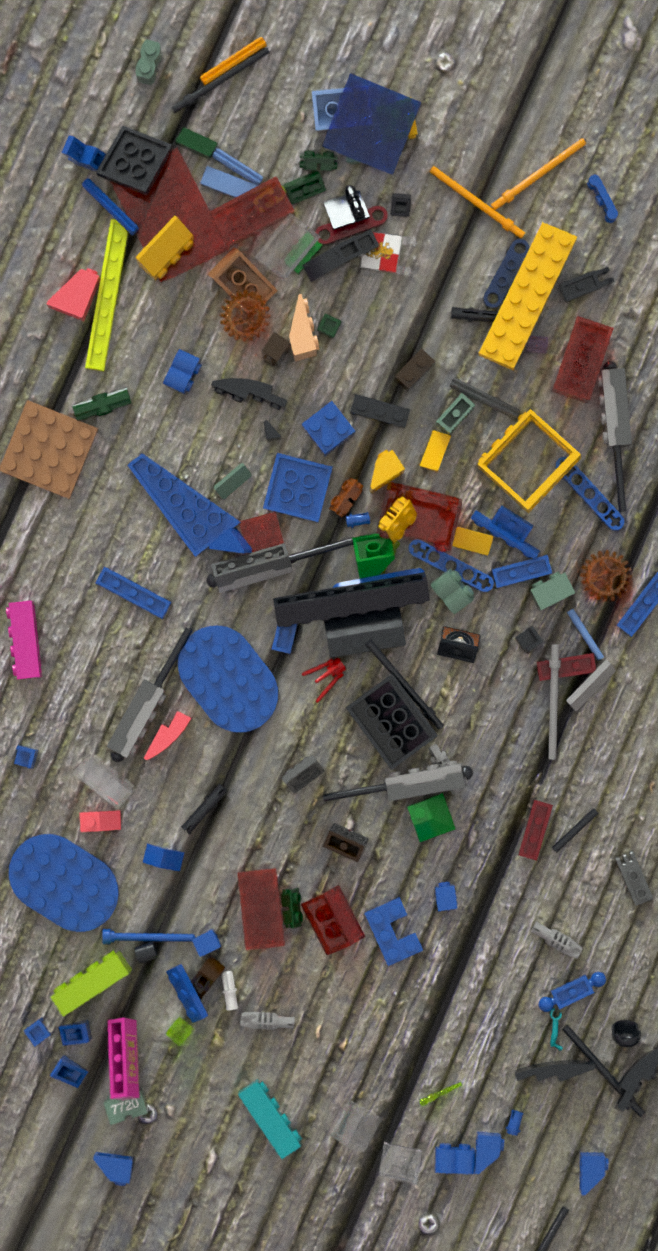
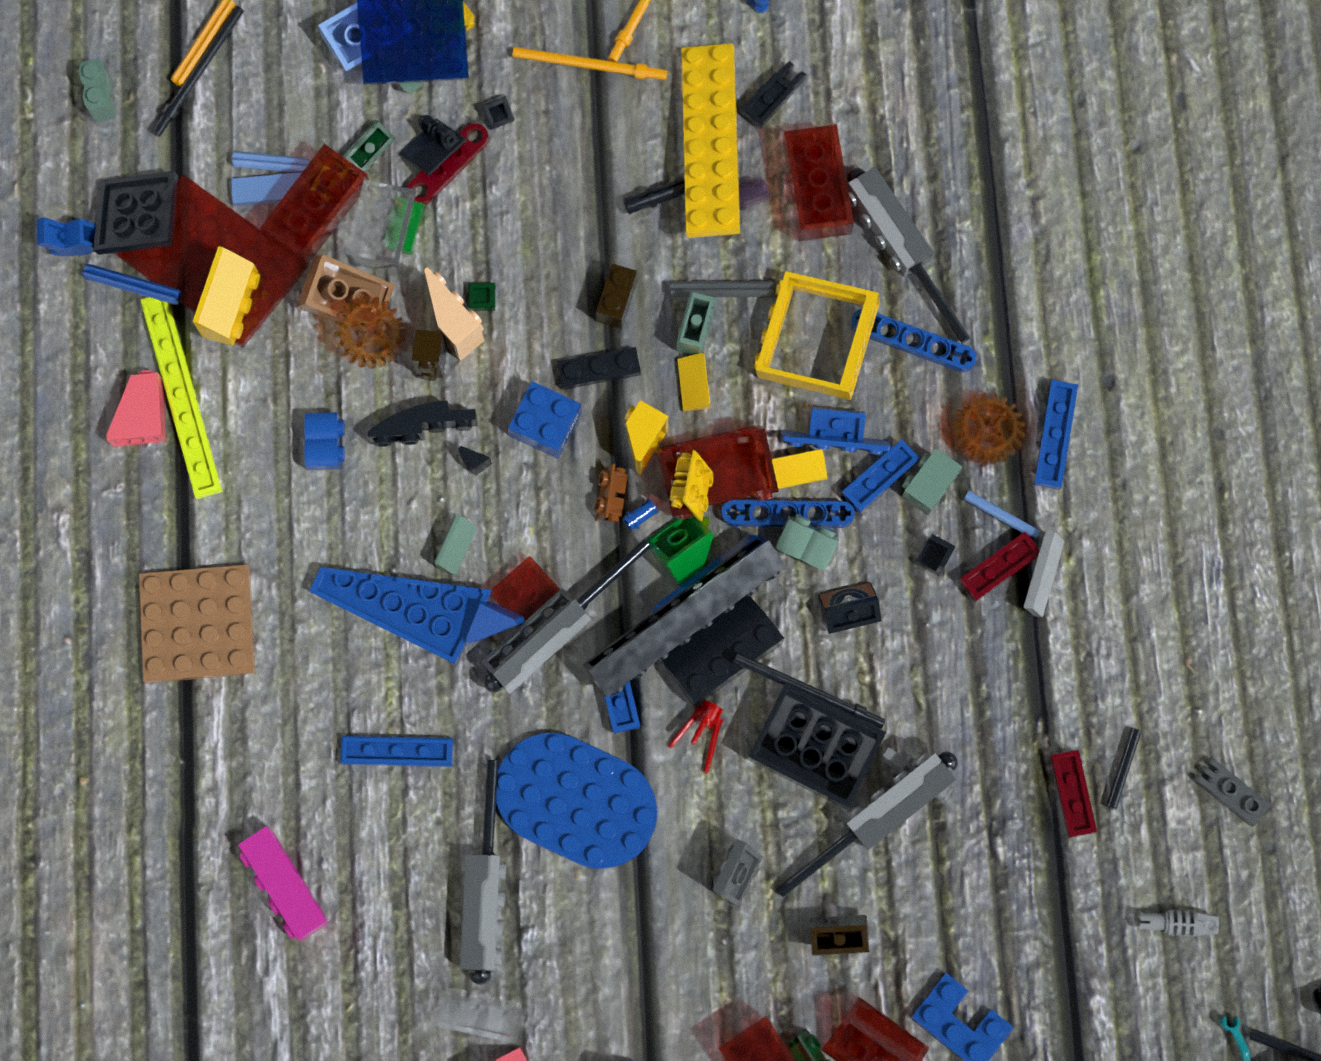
camera: 30 degrees left, 10 degrees down
(26, 756) = (359, 1039): blue panel -> none
(102, 404) = (239, 531): dark green piece -> none
(168, 735) = (534, 914): coral slope -> none
(196, 143) = (205, 159): dark green slope -> none
(200, 813) = (630, 987): black pin -> none
(297, 487) = (543, 512): blue plate -> none
(311, 159) = (377, 102): dark green hinge -> none
(340, 255) = (452, 203): black slope -> none
(388, 255) = (505, 177): flag -> none
(431, 817) = (931, 847): green slope -> none
(445, 896) = (1005, 940): blue brick -> none
(506, 273) = (669, 129): dark blue plate -> none
(554, 664) = (984, 568): light grey bar -> none
(572, 991) = (1235, 981): blue plate -> none

